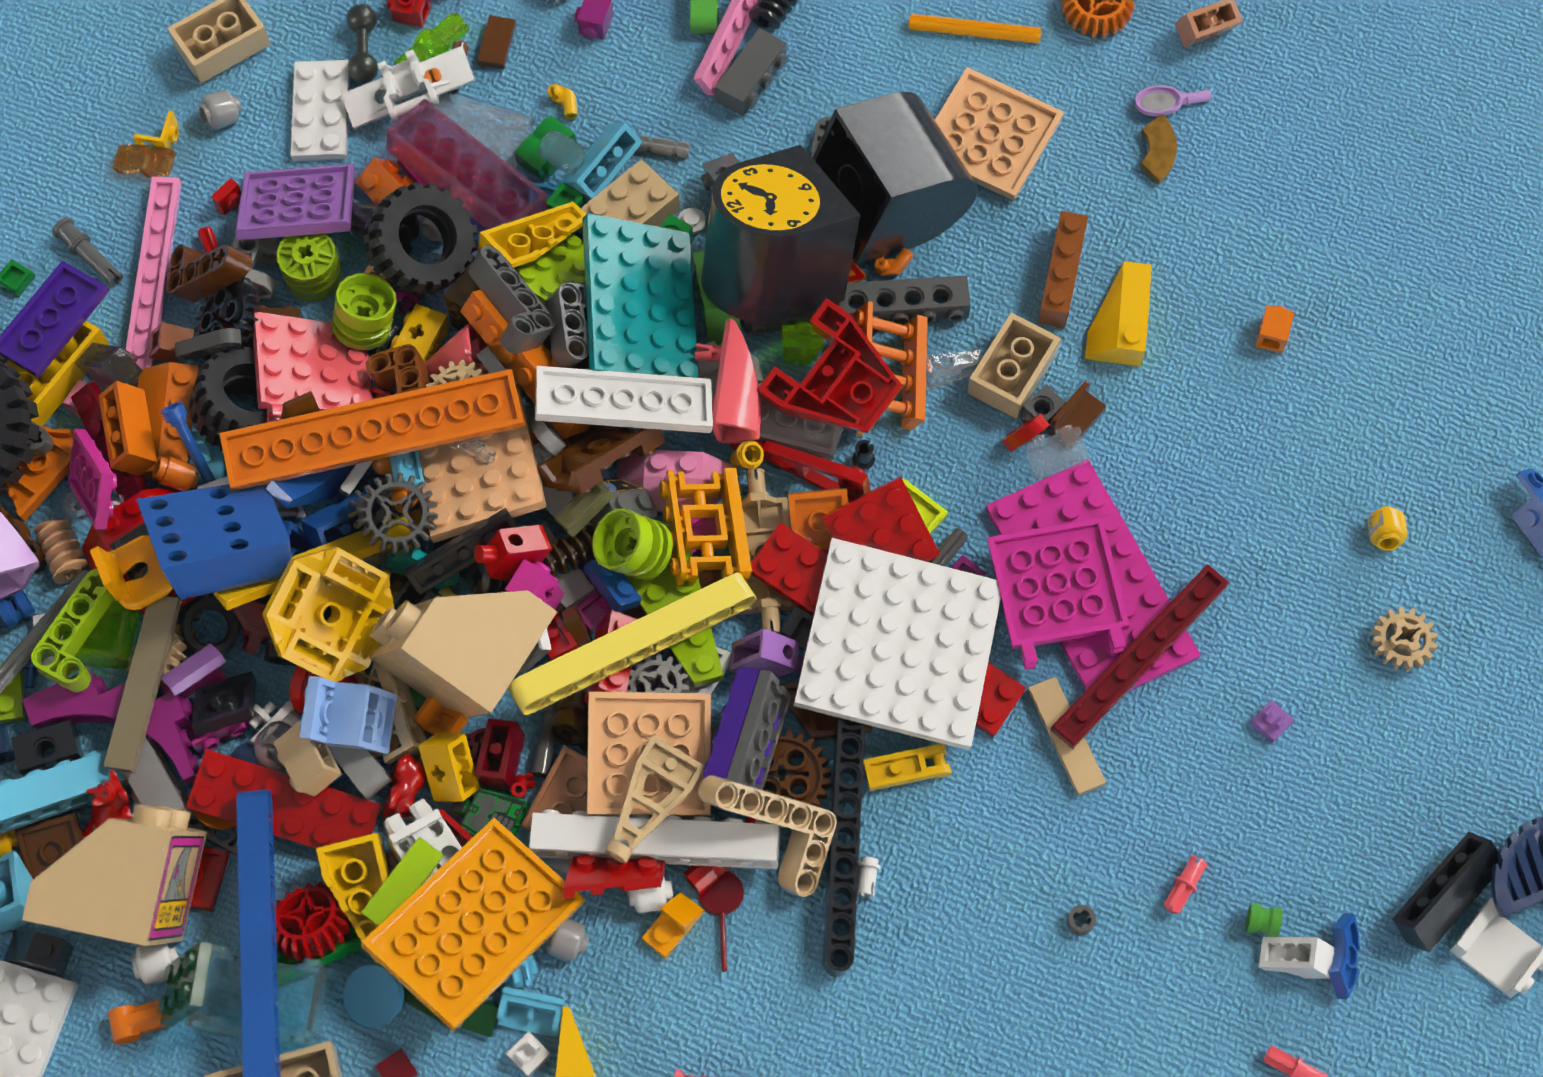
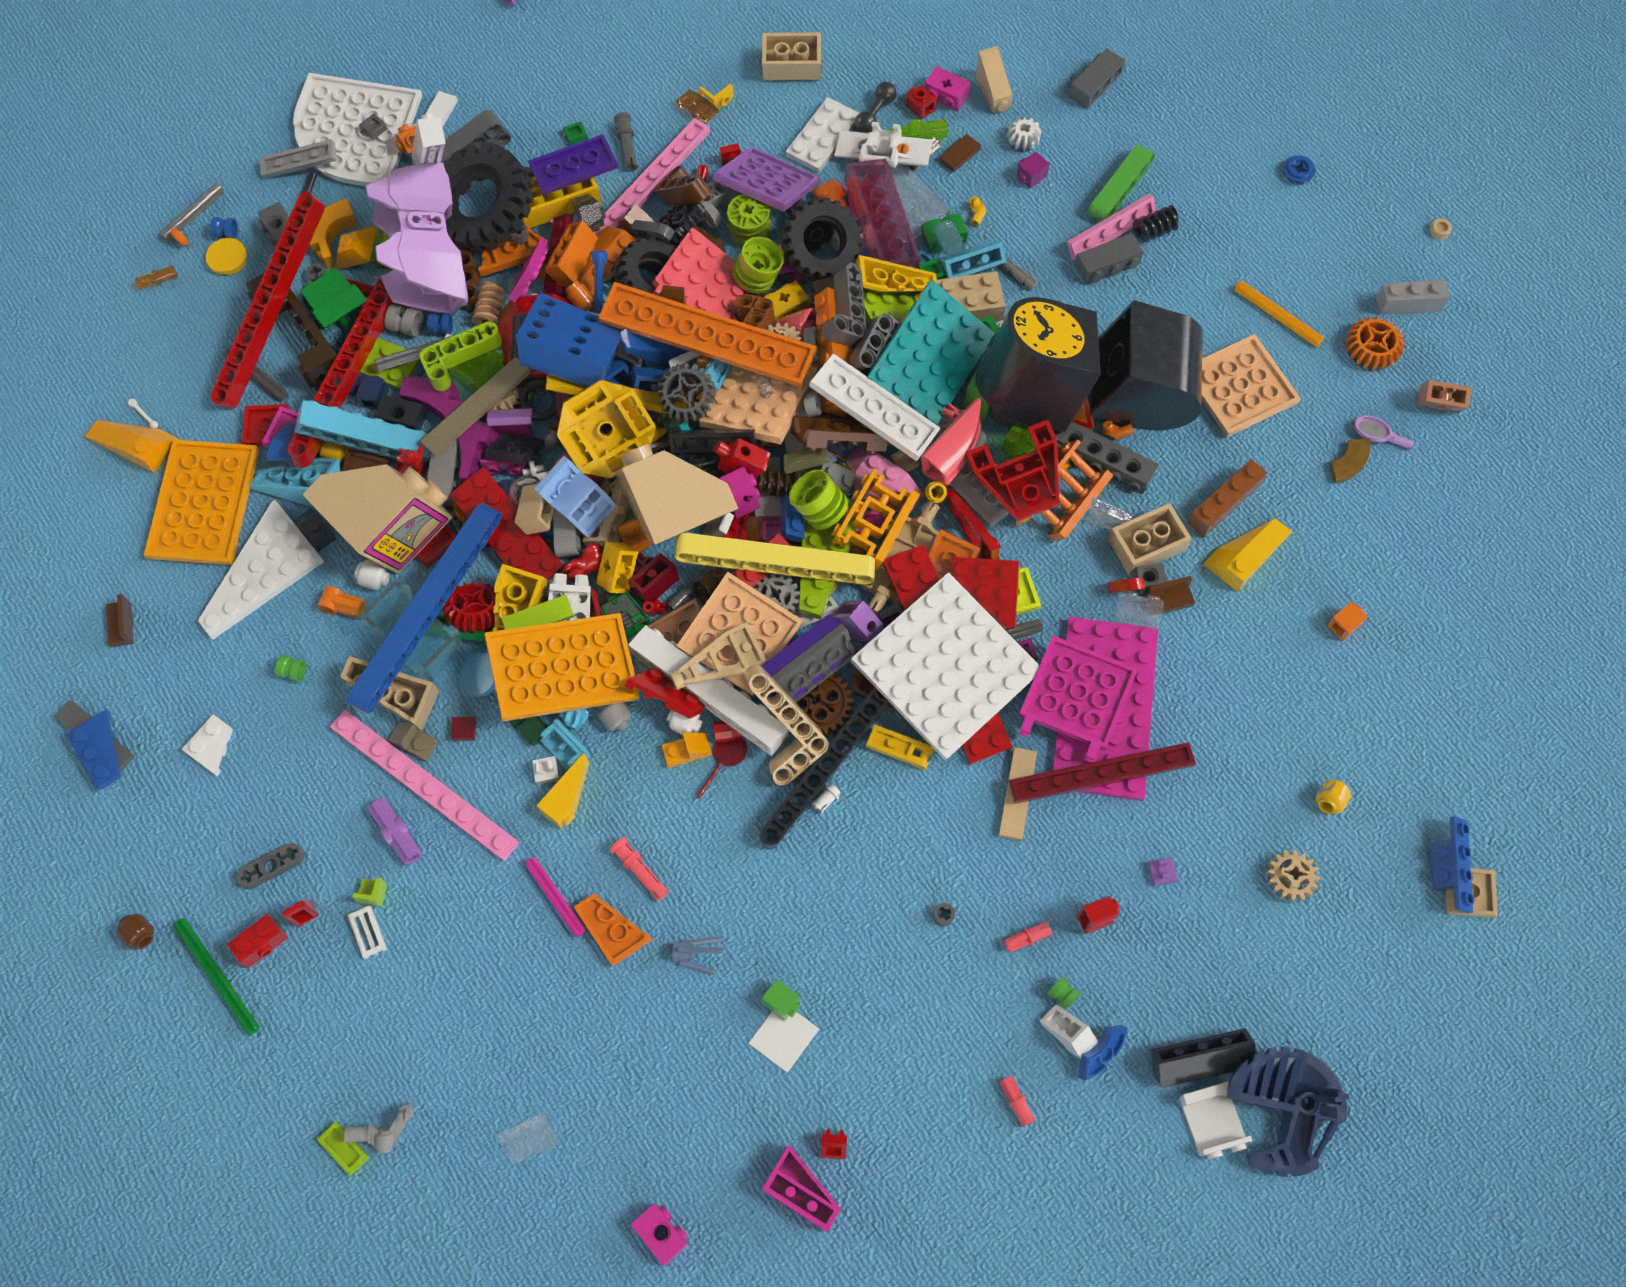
camera: 35 degrees right, 0 degrees up
(116, 563) = (498, 329): light orange piece -> none
(185, 984) = (374, 591): dark green plate -> none
(219, 109) = (762, 100): light grey head -> none
(257, 665) = (551, 440): none -> light grey arm
(460, 583) = (699, 460): none -> black dish
(685, 441) = (904, 461): none -> tan plate
(863, 455) = (1010, 538): black pin -> none
(1243, 811) = (1098, 914): none -> red brick

